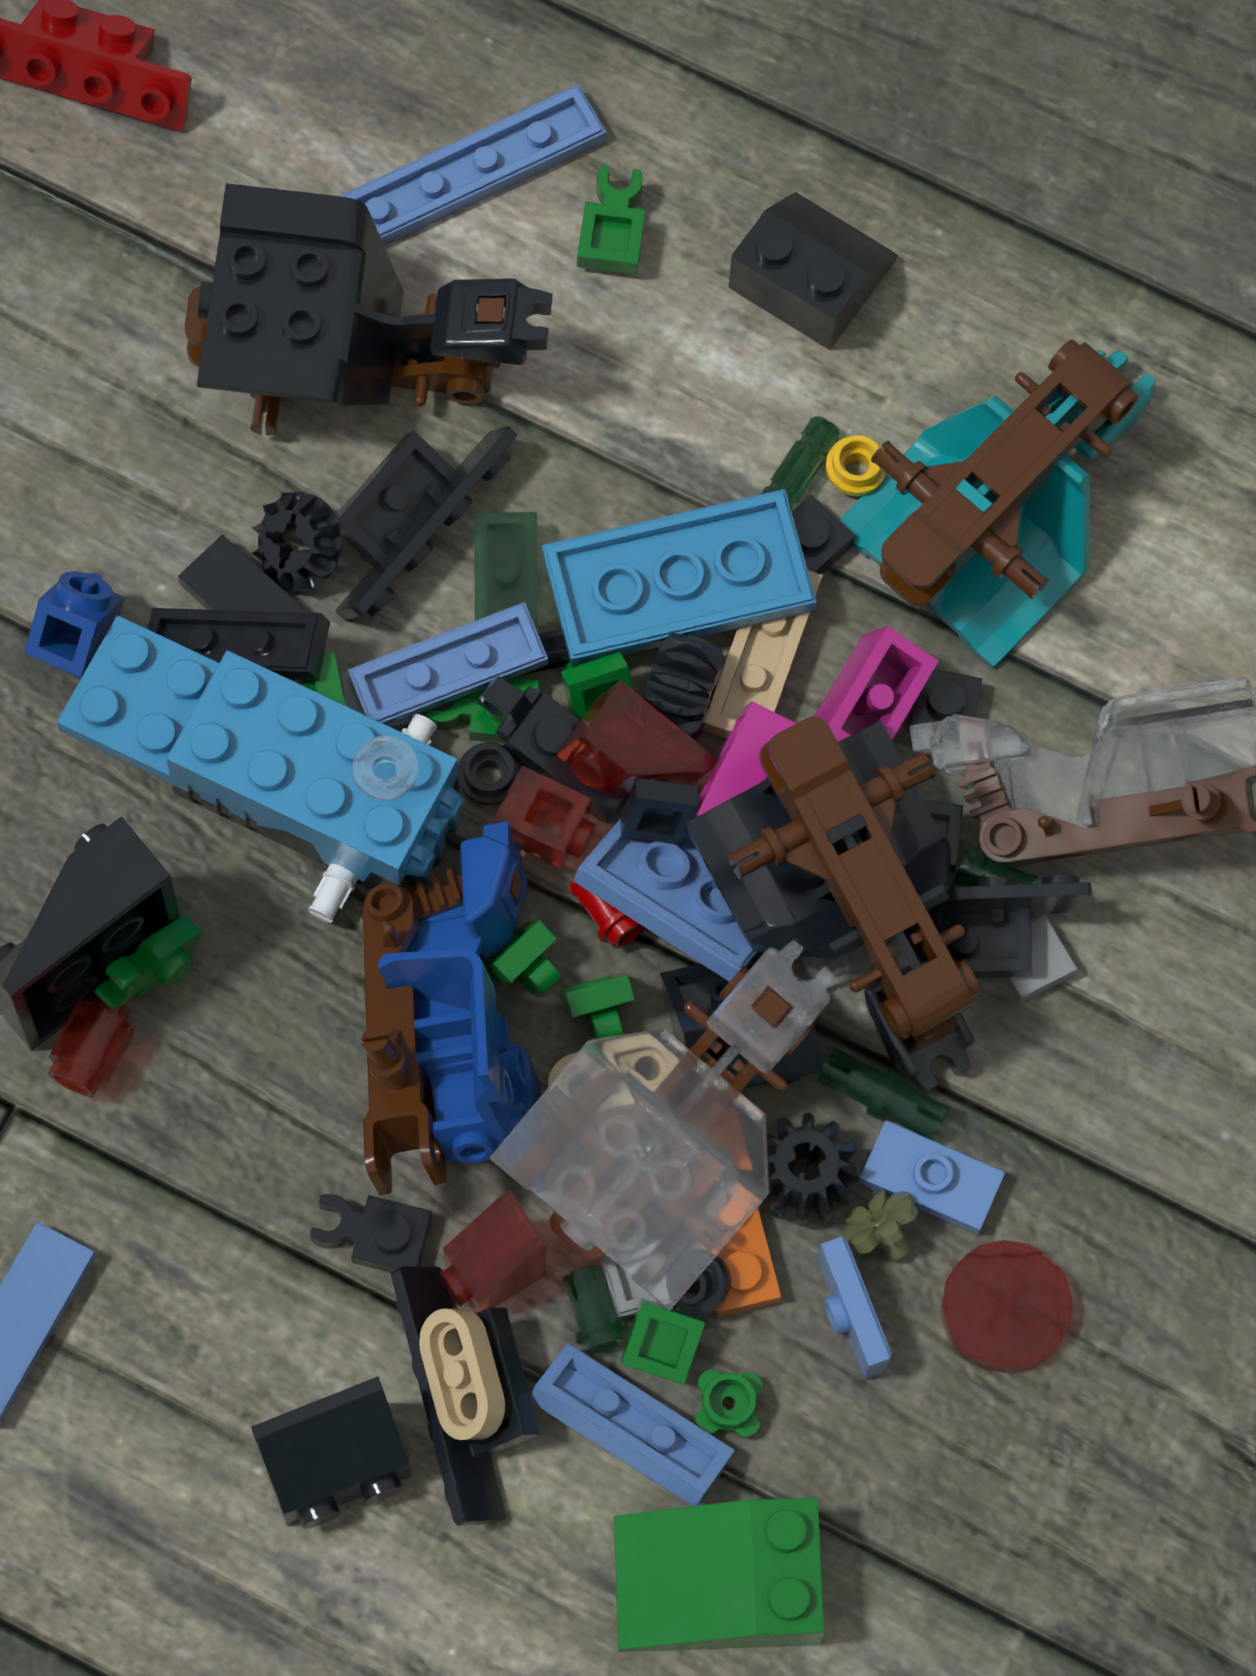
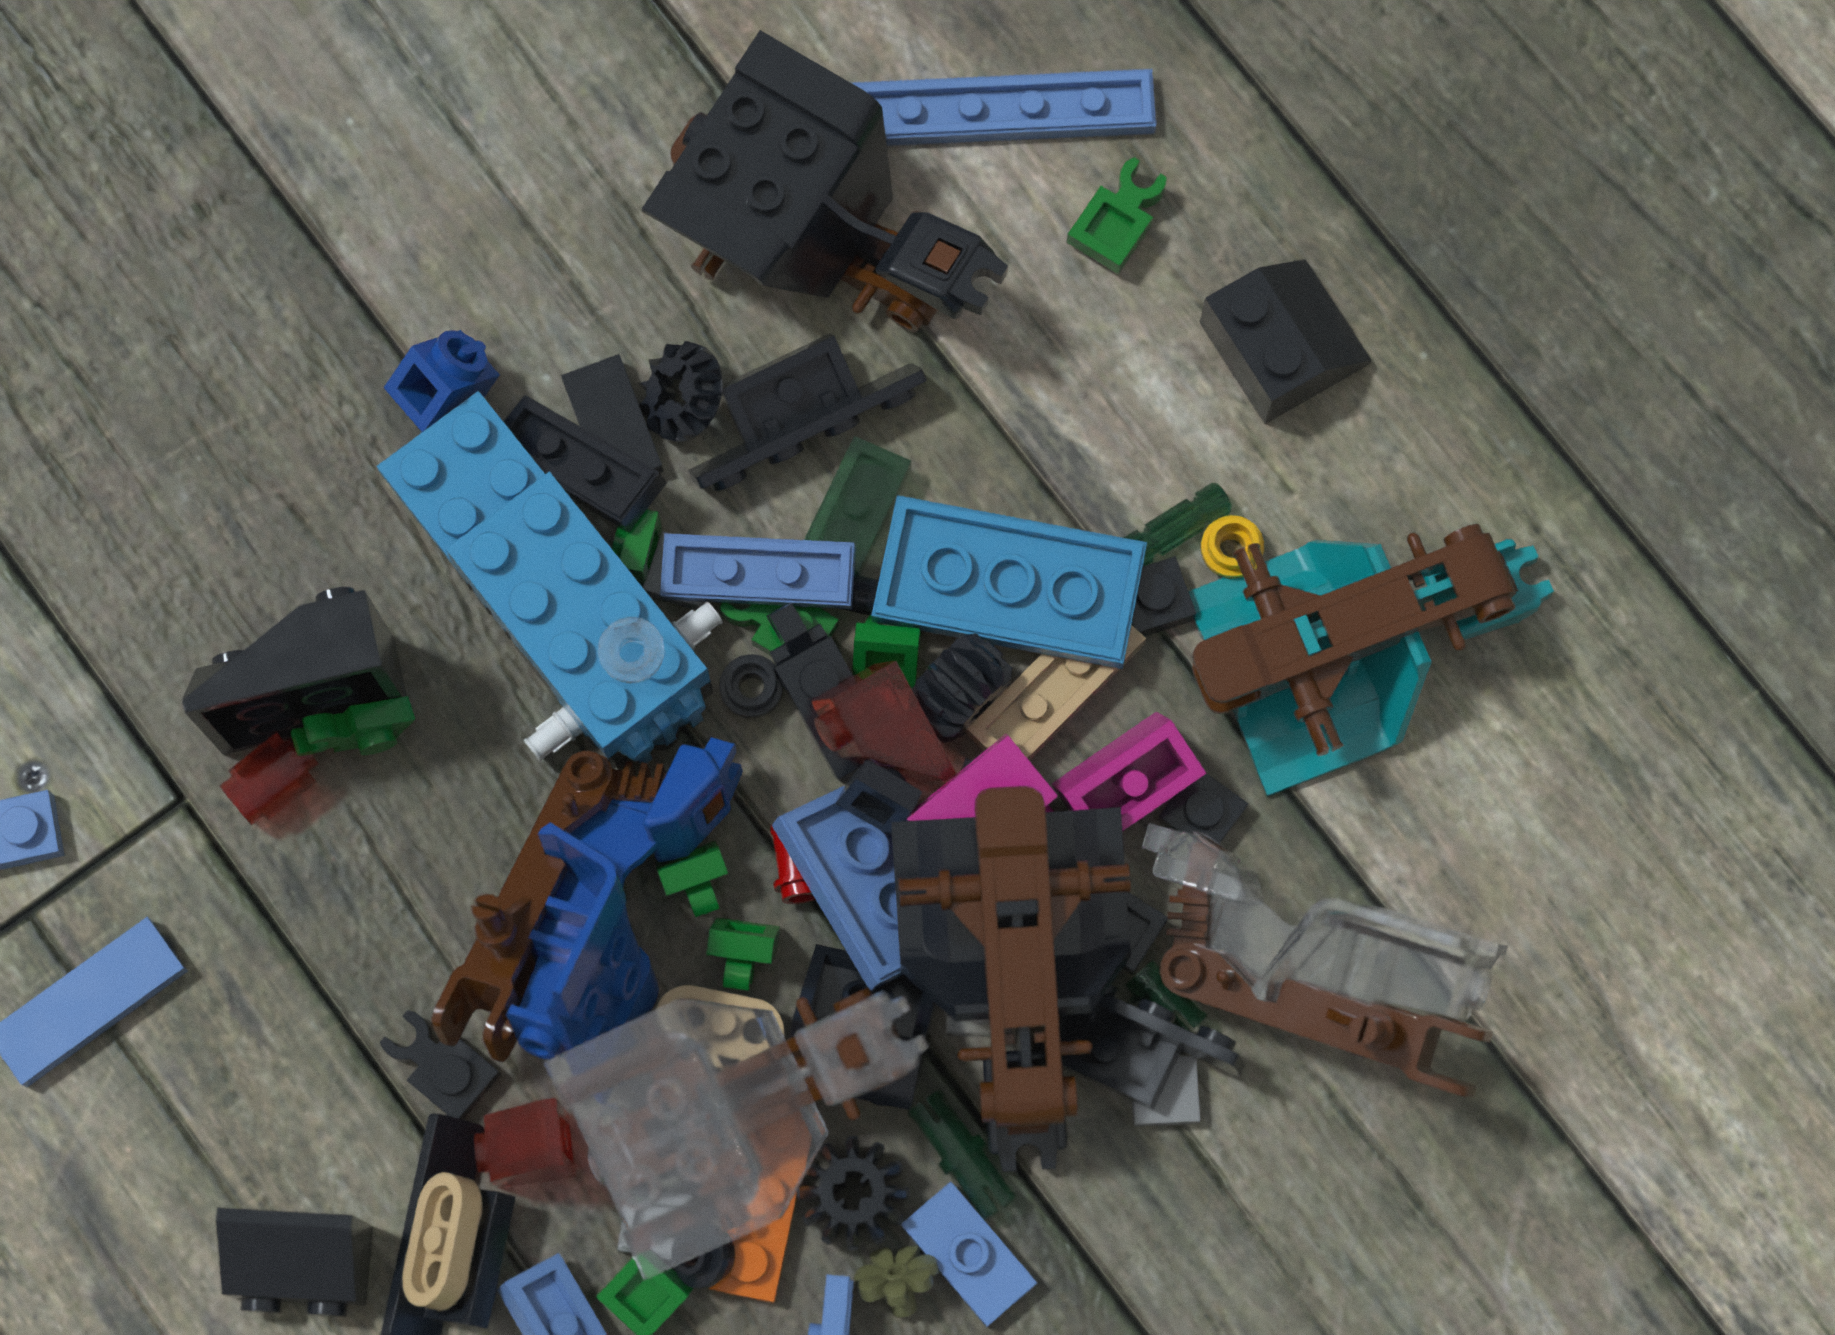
camera: 30 degrees right, 5 degrees up
(541, 799) = (775, 731): clear red brick -> none
(593, 1310) = (597, 1235): clear green pin -> none

